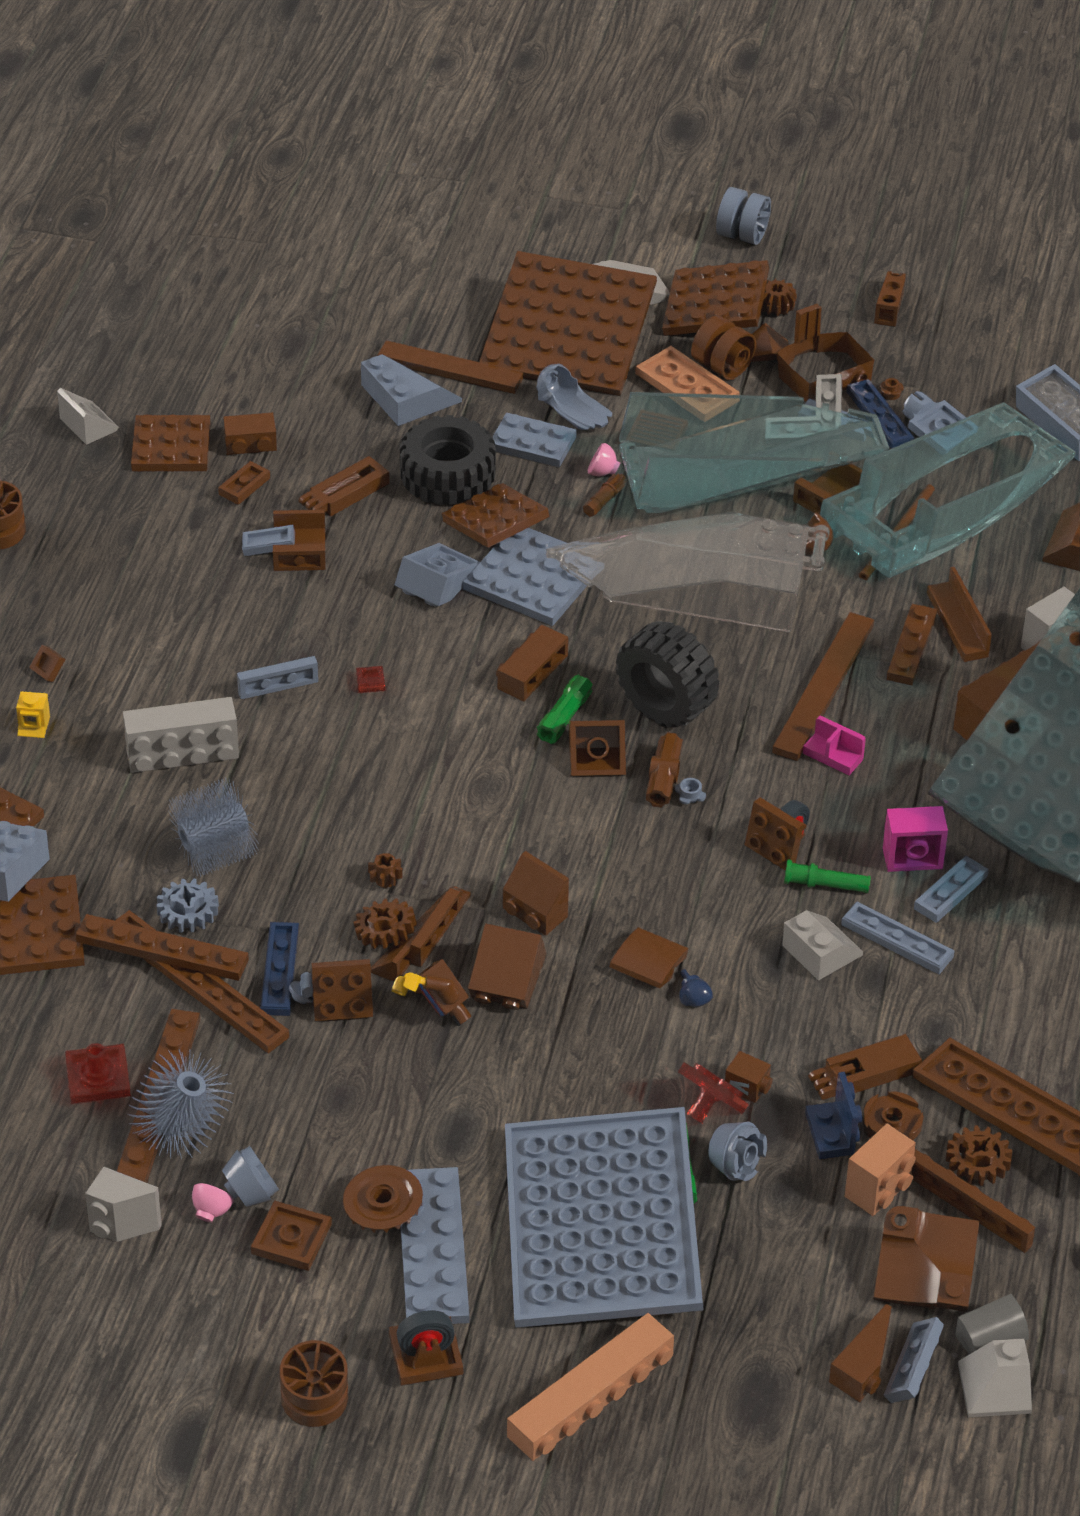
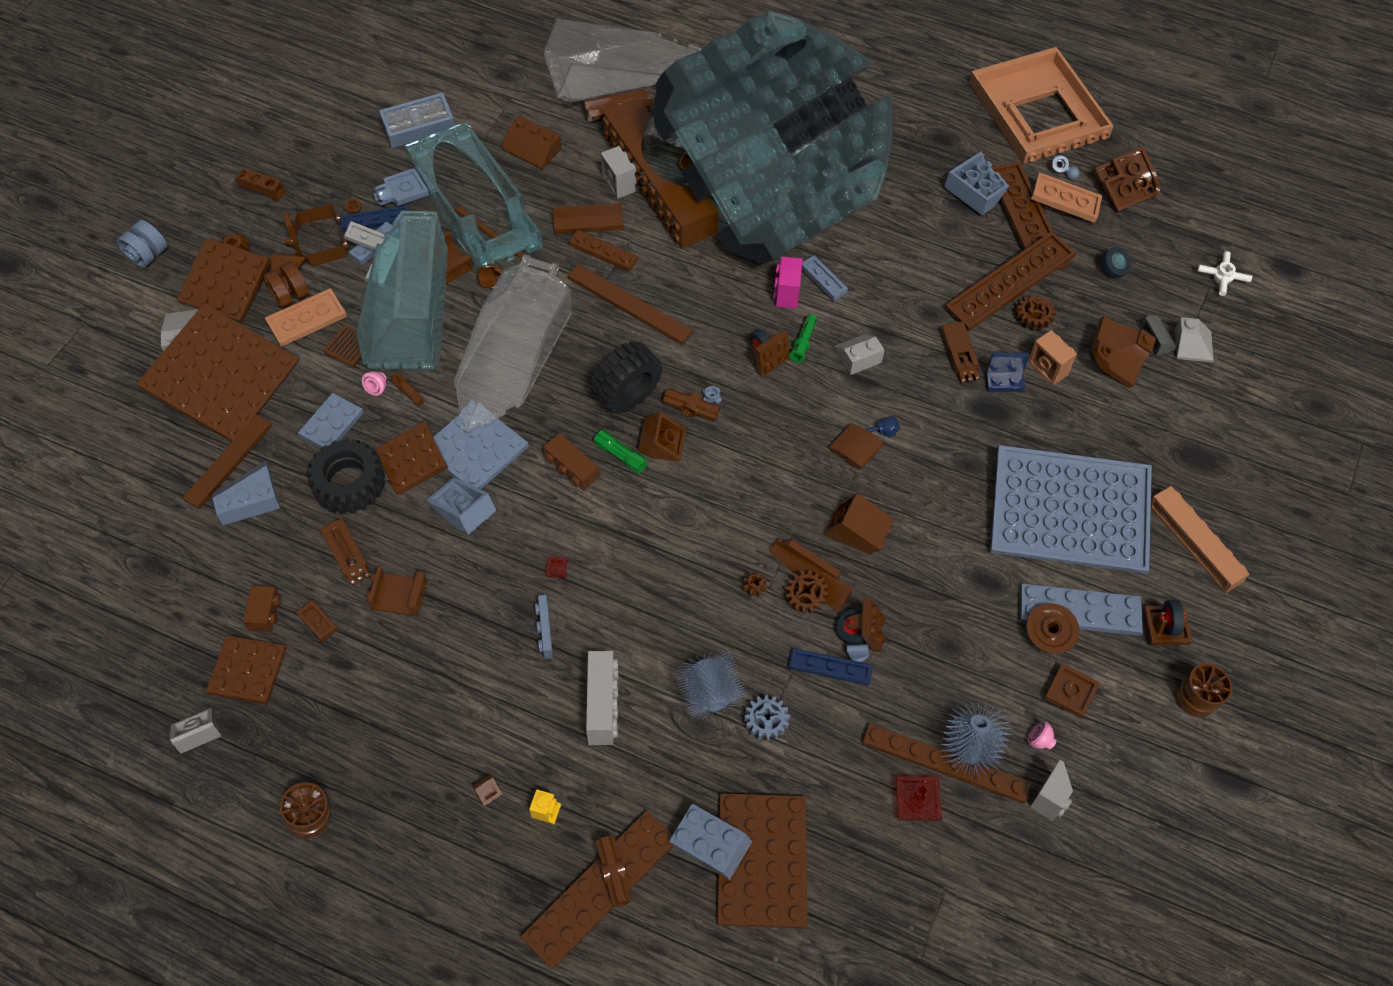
camera: 80 degrees left, 15 degrees up
(162, 947) = (811, 739): reddish brown plate -> none
(221, 999) = (837, 721): reddish brown plate -> none
(248, 1178) = (1031, 707): sand blue cone -> none
(263, 540) = (389, 613): sand blue tile -> none
(439, 989) = (877, 566): reddish brown torso -> none
(536, 894) = (800, 495): reddish brown slope -> none
(567, 398) = (291, 392): sand blue hair -> none
(712, 1090) = (980, 430): clear red plate -> none
(737, 1149) = (1028, 426): sand blue cone -> none
(749, 1076) = (964, 411): reddish brown brick -> none
(835, 746) = (690, 308): dark pink panel -> none
(859, 1364) = (1180, 398): reddish brown slope -> none
(895, 1103) = (1005, 338): reddish brown plate -> none
(898, 937) = (855, 314): sand blue tile -> none
(914, 1360) = (1181, 375): sand blue plate -> none
(973, 1202) = (1069, 322): reddish brown plate -> none

